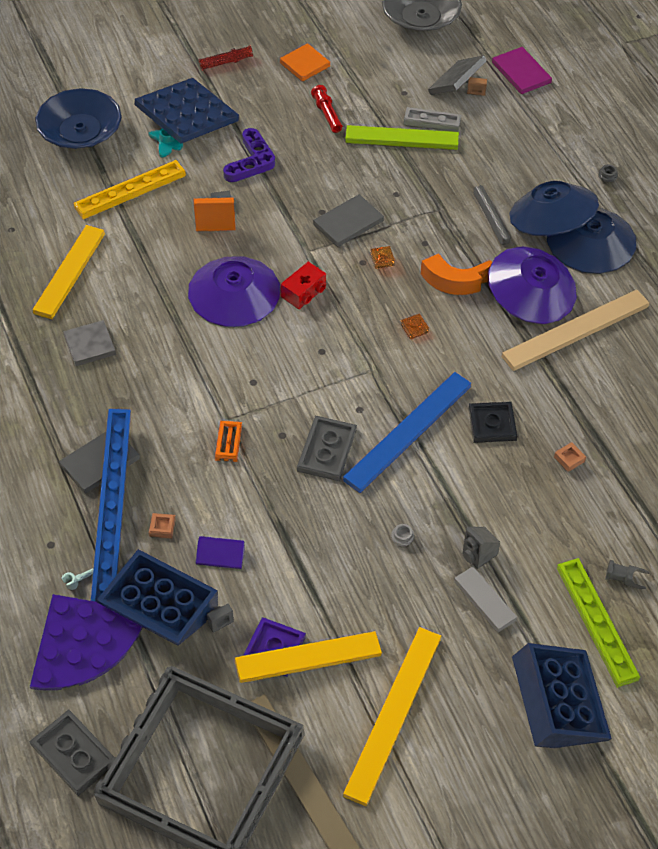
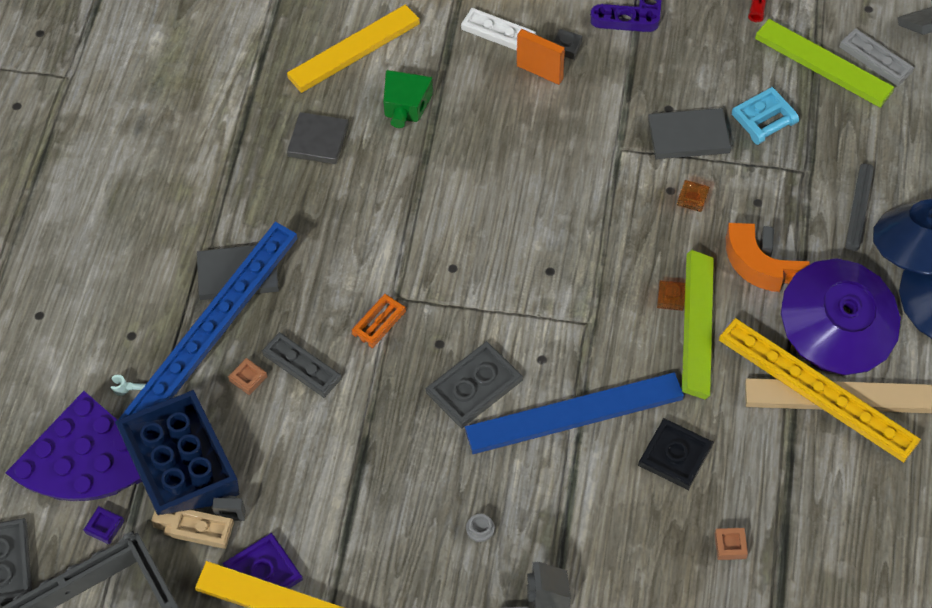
camera: 35 degrees right, 5 degrees up
(133, 681) = (104, 525): none -> dark purple tile
(134, 285) = (406, 96): none -> green torso
(165, 213) = (492, 28): none -> white tile
(195, 497) = (302, 365): none -> dark grey tile
(203, 644) = (195, 527): none -> tan hinge
(220, 552) = (281, 439): dark purple slope -> none
(234, 291) = (501, 169): dark purple dish -> none
(303, 285) = (581, 185): red brick -> none
(385, 182) = (762, 108): none -> medium azure plate
(447, 335) = (698, 325): none -> lime tile
(452, 259) = (766, 240): none -> dark grey tile
(552, 335) = (820, 390): none -> yellow tile

